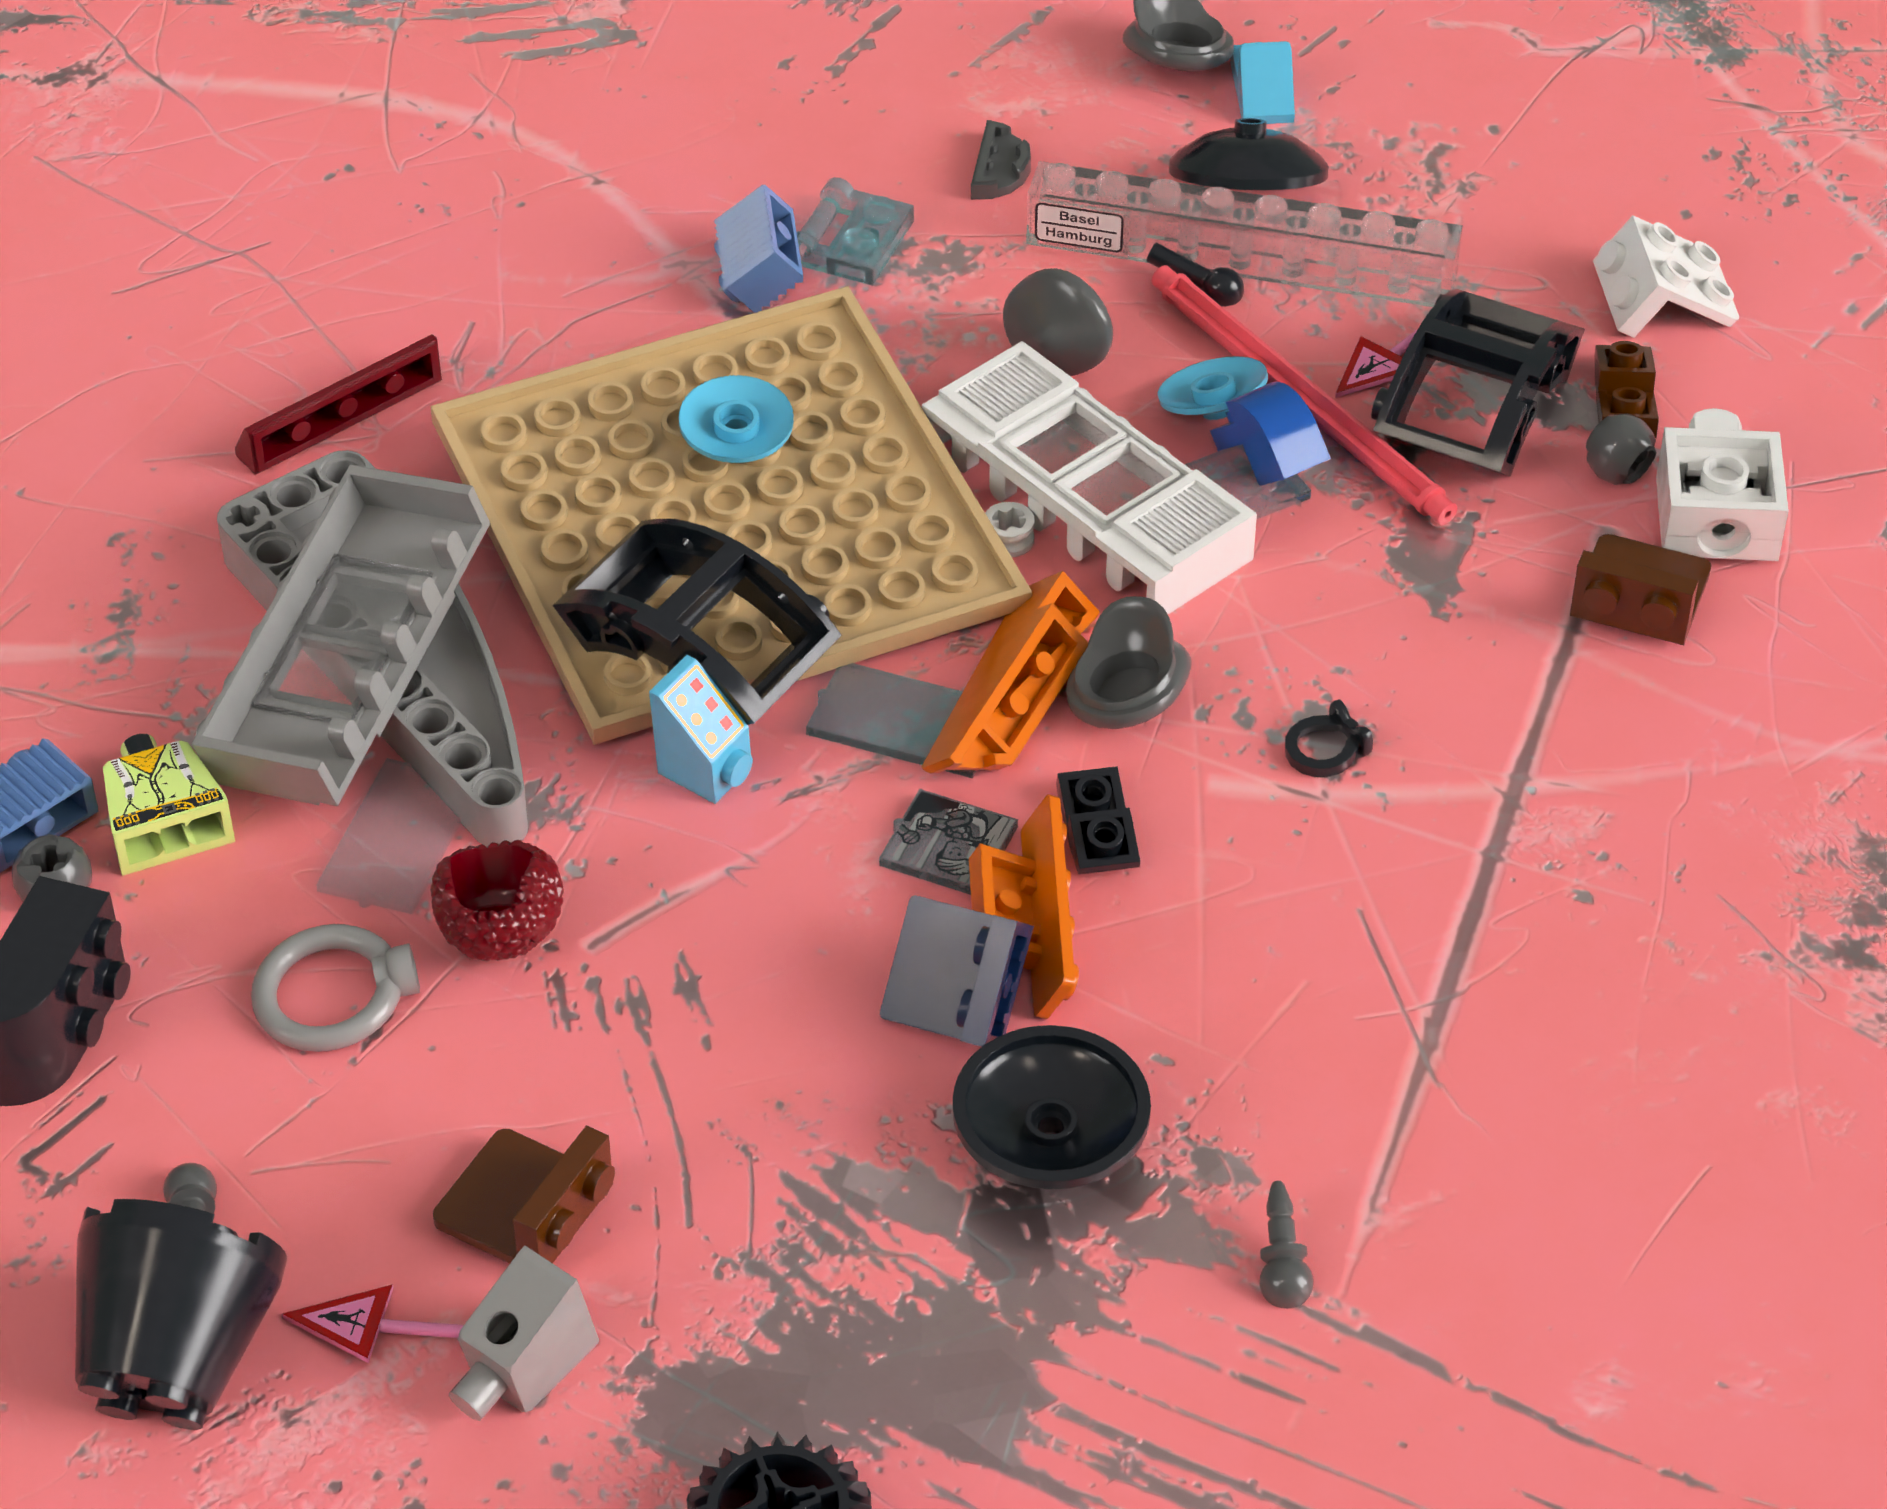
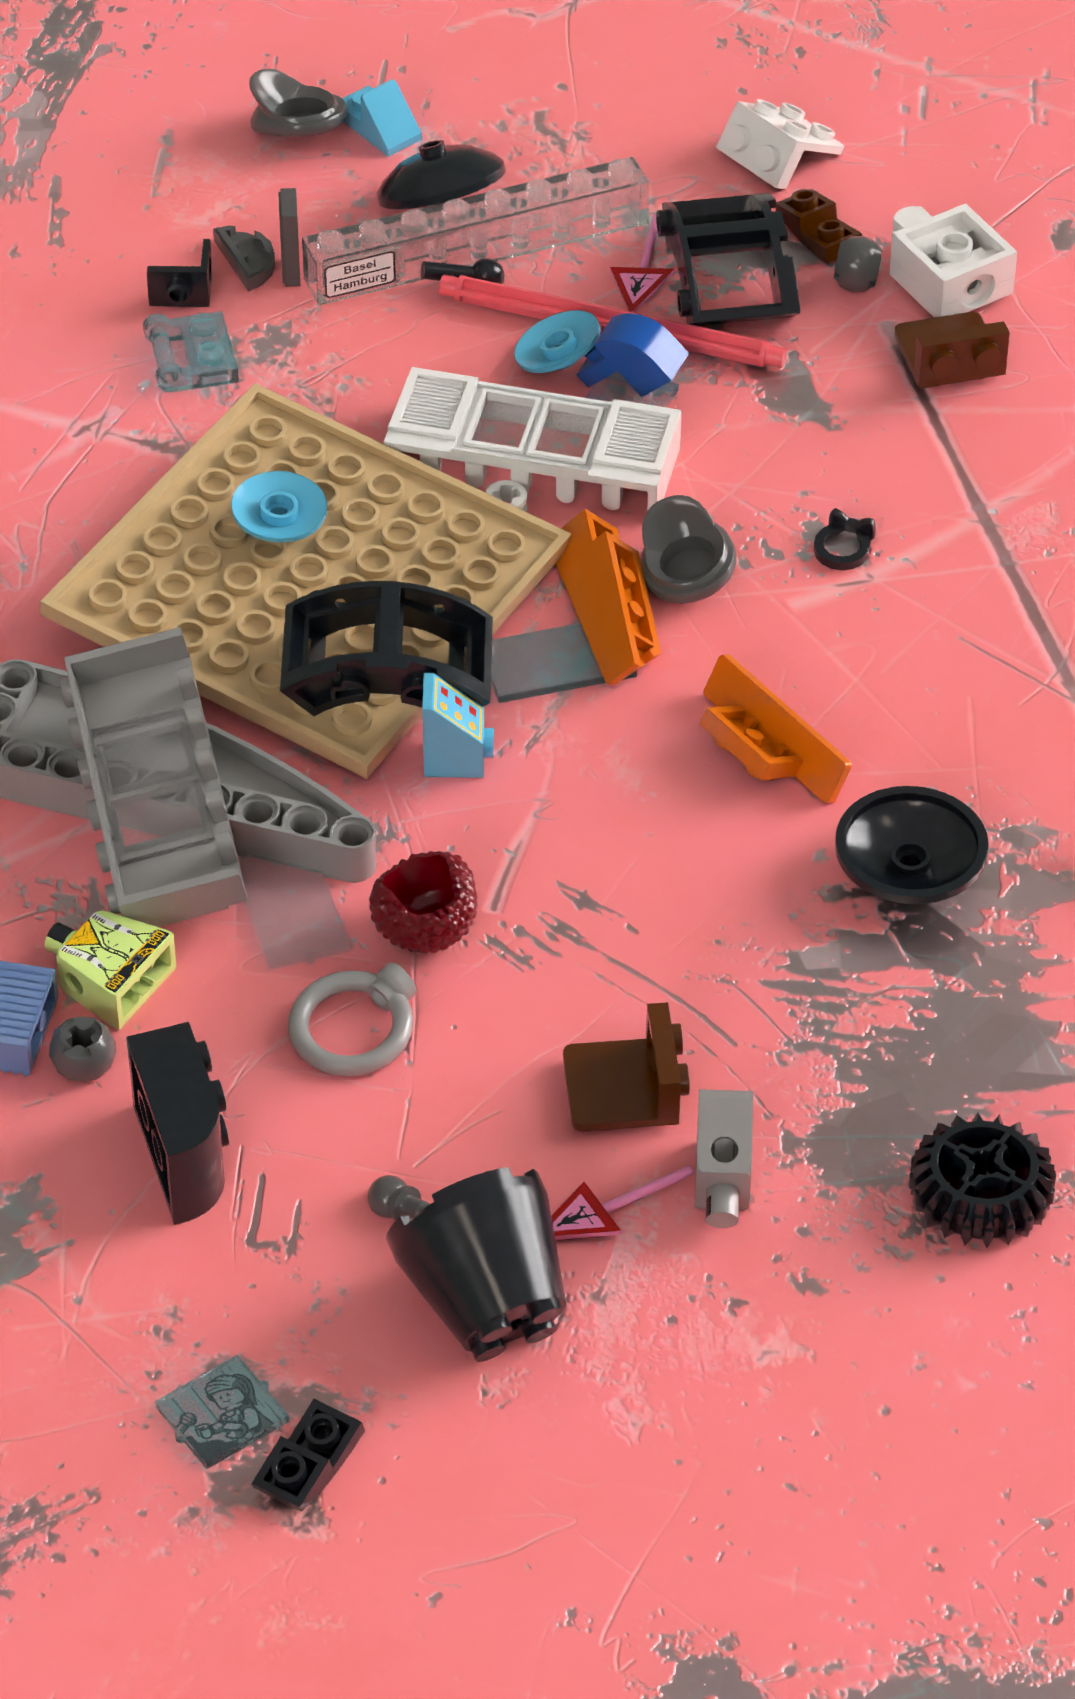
camera: 35 degrees left, 0 degrees up
(758, 249) = (151, 389): medium blue brick -> none
(904, 164) = (181, 284): none -> black bracket
(939, 838) = (663, 724): piece -> none
(955, 971) = (772, 794): bracket -> none
(1031, 142) = (289, 237): none -> dark grey tile
(1059, 320) = (422, 336): dark grey piece -> none
(1097, 820) = (767, 663): black slope -> none

